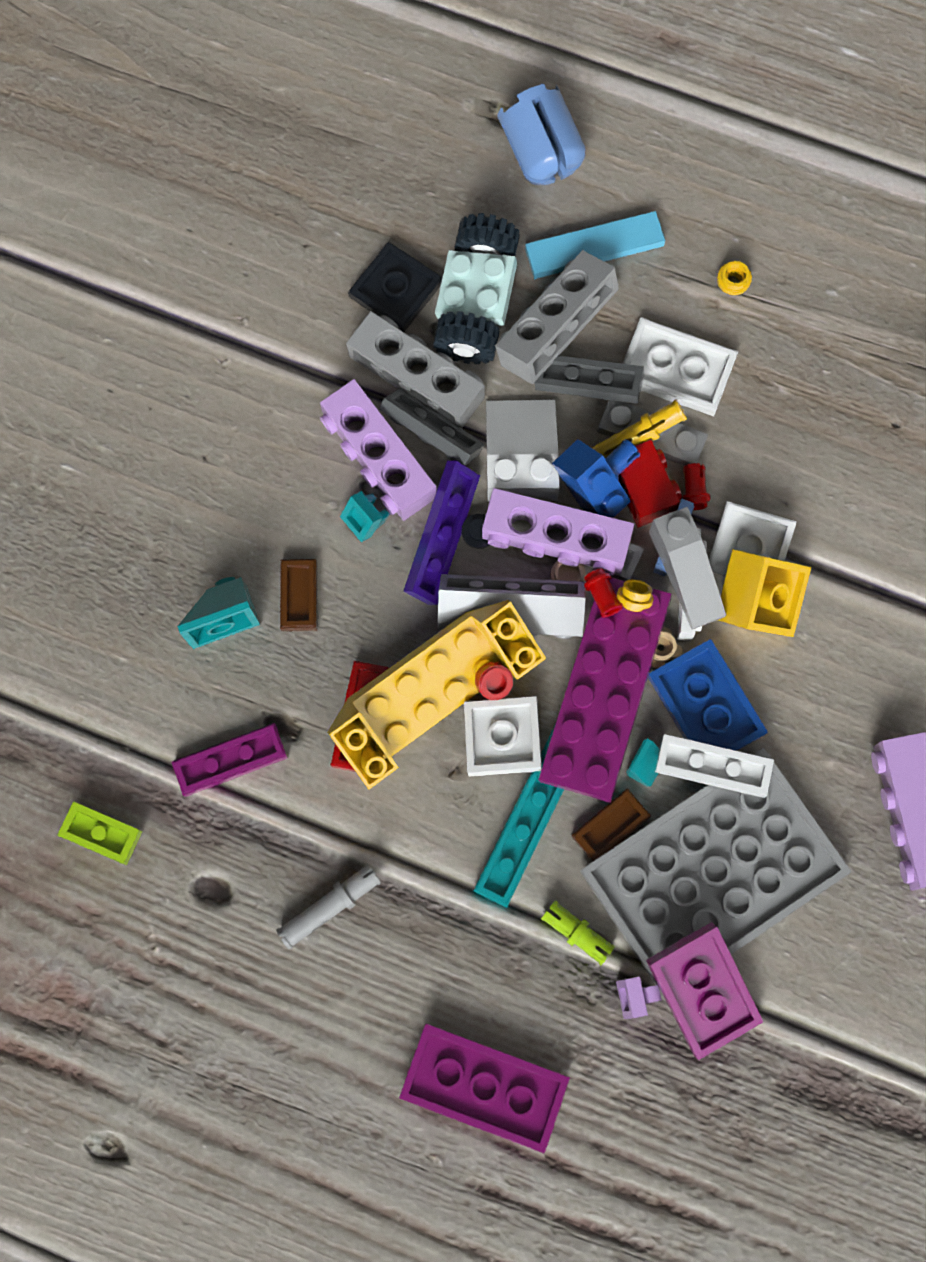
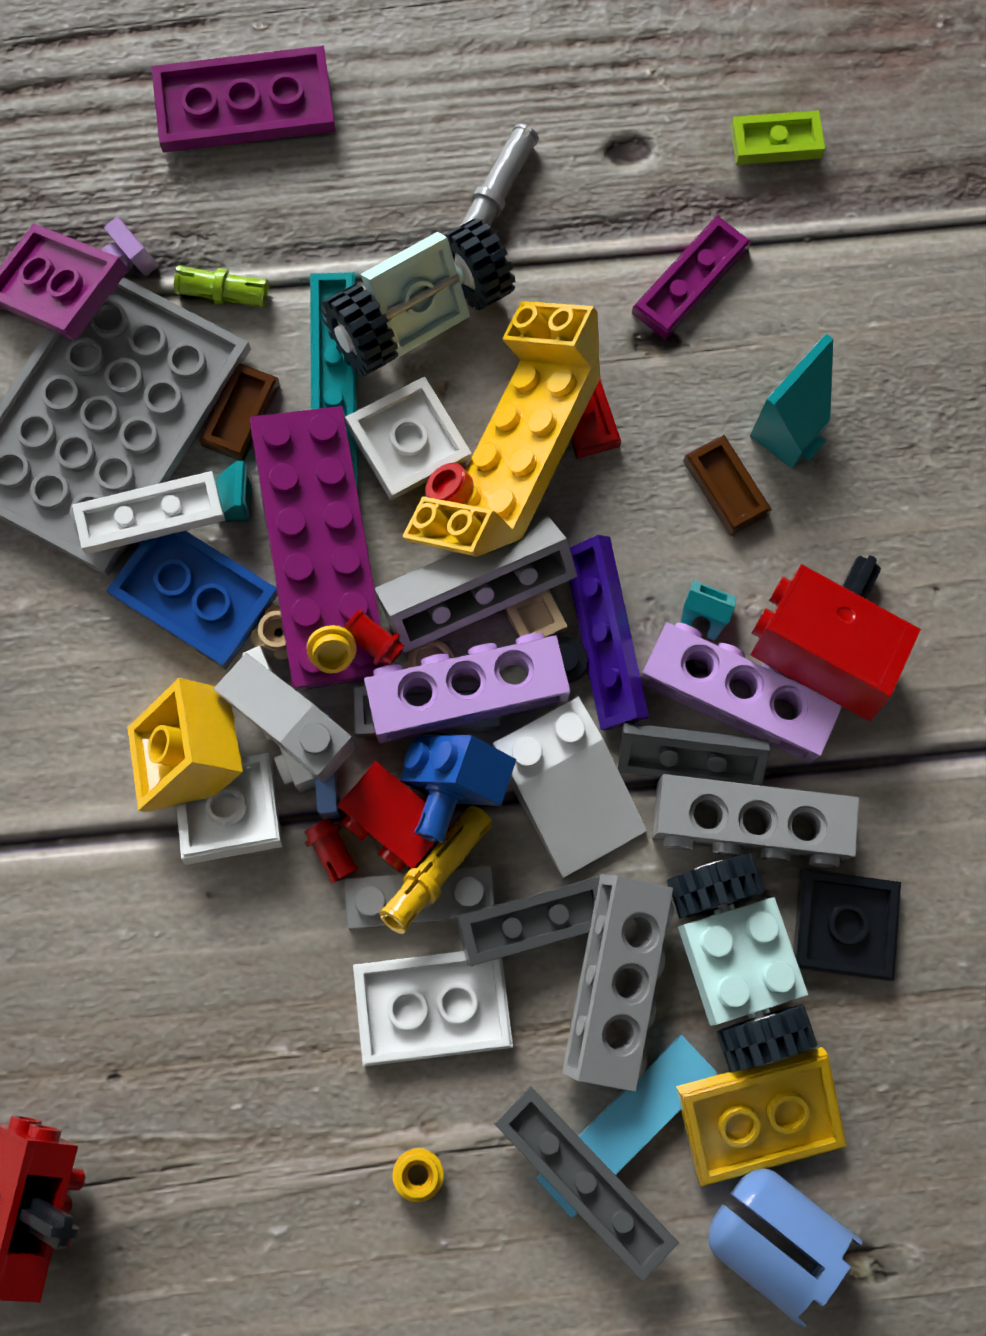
camera: 145 degrees right, 0 degrees up
(299, 444) = (836, 637): none -> red piece
(440, 831) = (418, 295): none -> plate
(482, 562) = (537, 615): none -> tan plate
(529, 206) = (761, 1116): none -> yellow tile
(638, 221) = (586, 1183): none -> dark grey plate

